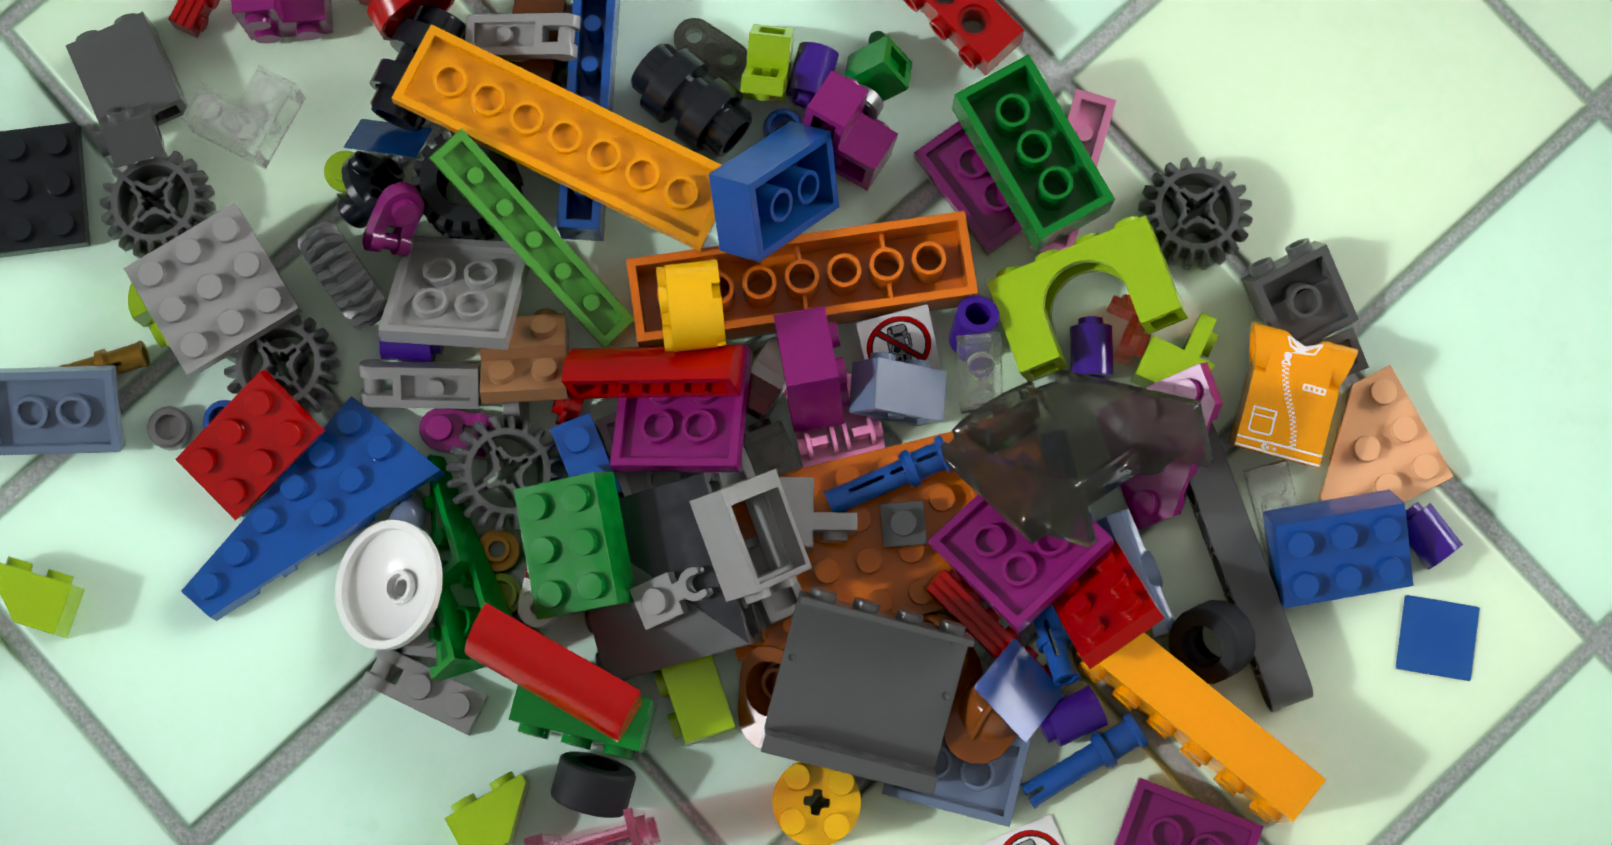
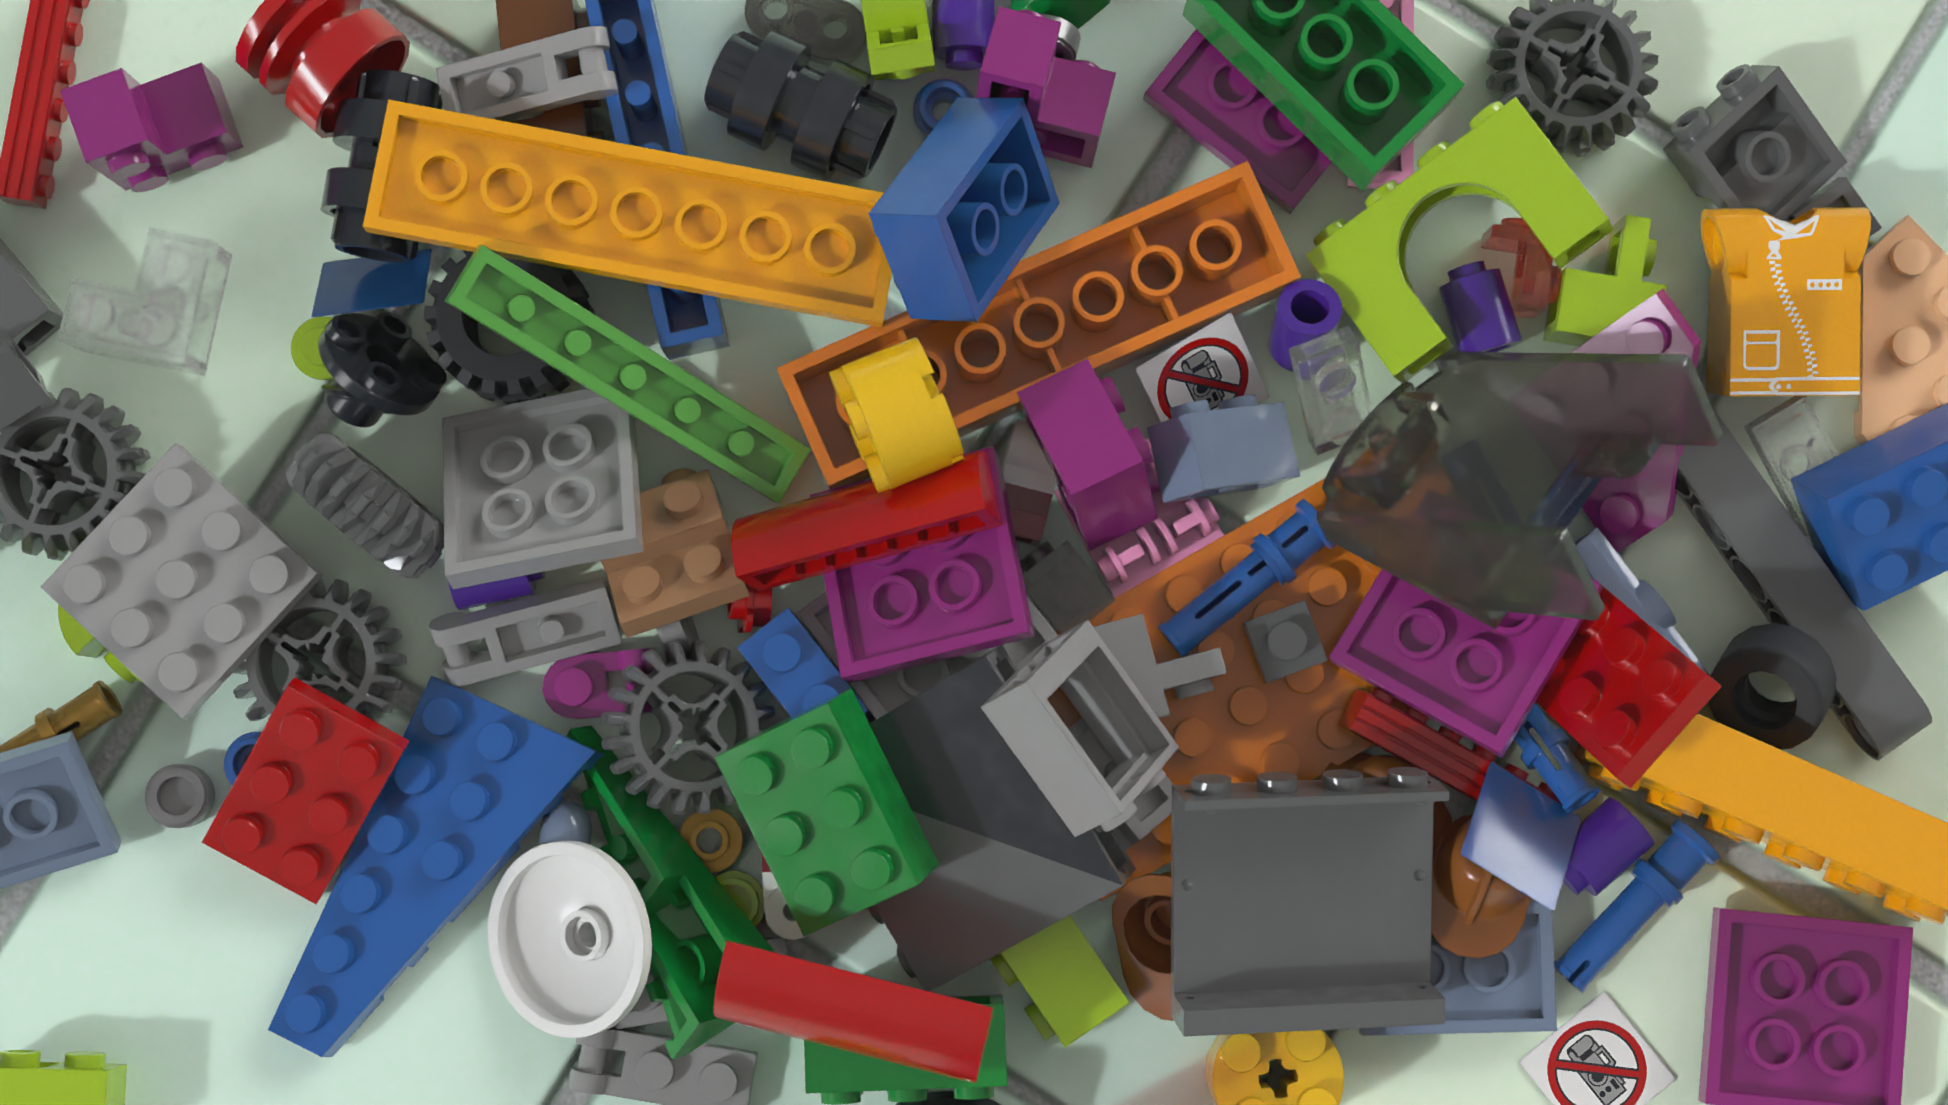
camera: 20 degrees left, 5 degrees up
(399, 207) = (417, 385): magenta plate -> none
(664, 597) = (981, 852): light grey plate -> none

